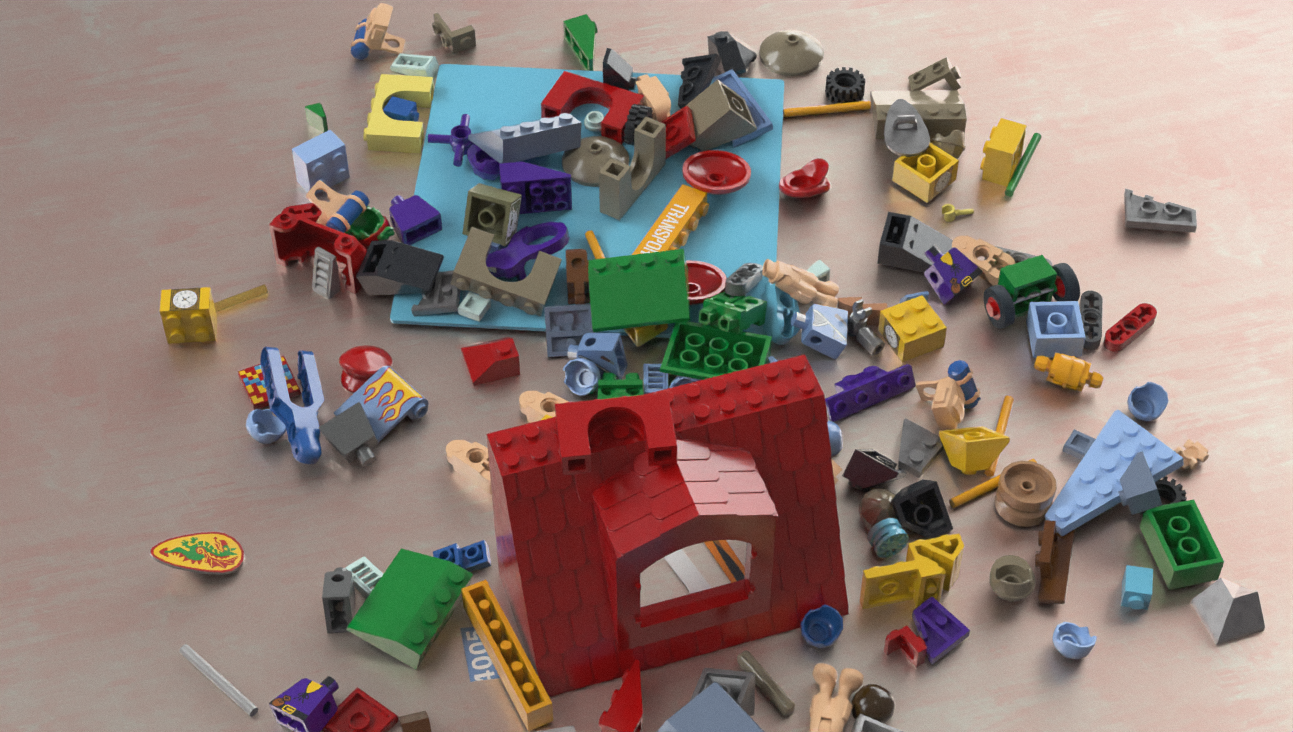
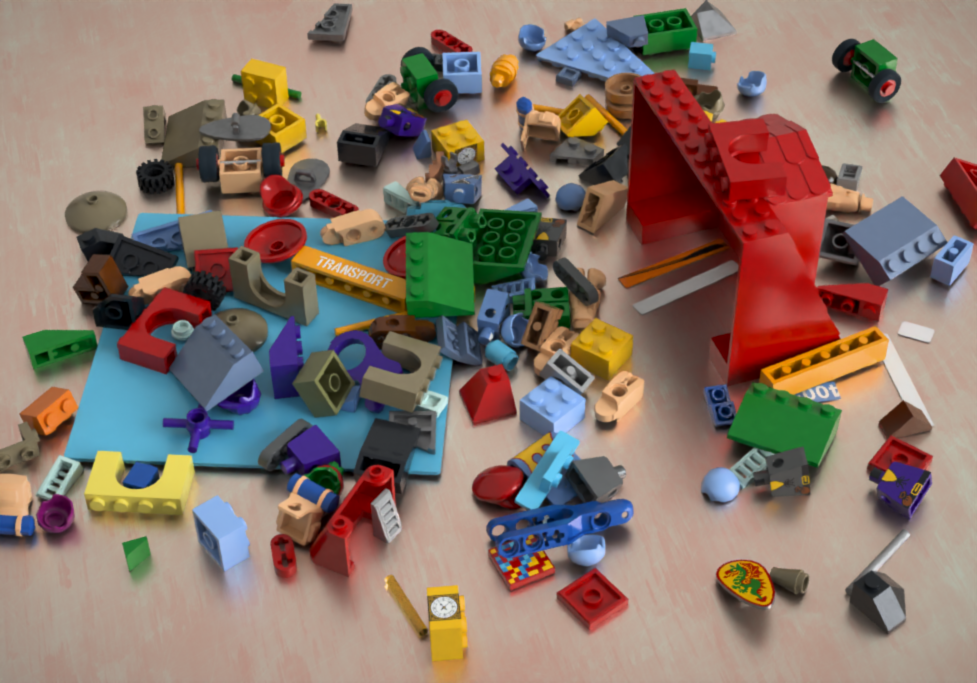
camera: 90 degrees left, 5 degrees down
(164, 672) = (880, 600): none -> black slope
(202, 596) = (790, 579): none -> dark tan cone
(215, 436) = (592, 598): none -> red tile
(343, 547) = (720, 484): none -> light blue hair
(367, 65) = (55, 514): none -> magenta hair
(367, 393) = (548, 471): none -> medium azure bracket
(445, 207) = (277, 450): none -> dark grey beam
(462, 405) = (552, 407): none -> light blue brick
(492, 45) = (49, 410): none -> orange brick
(500, 409) = (568, 372): none -> light grey brick
(550, 367) = (500, 353): none -> medium azure brick
(578, 387) = (541, 325): none -> medium nougat brick
(659, 54) = (99, 280): none -> reddish brown brick
(746, 236) = (353, 228): none -> light nougat piece
(802, 238) = (323, 200): none -> red beam
(848, 139) = (240, 168): none -> brick
(853, 207) = (308, 175): none -> flat silver shield

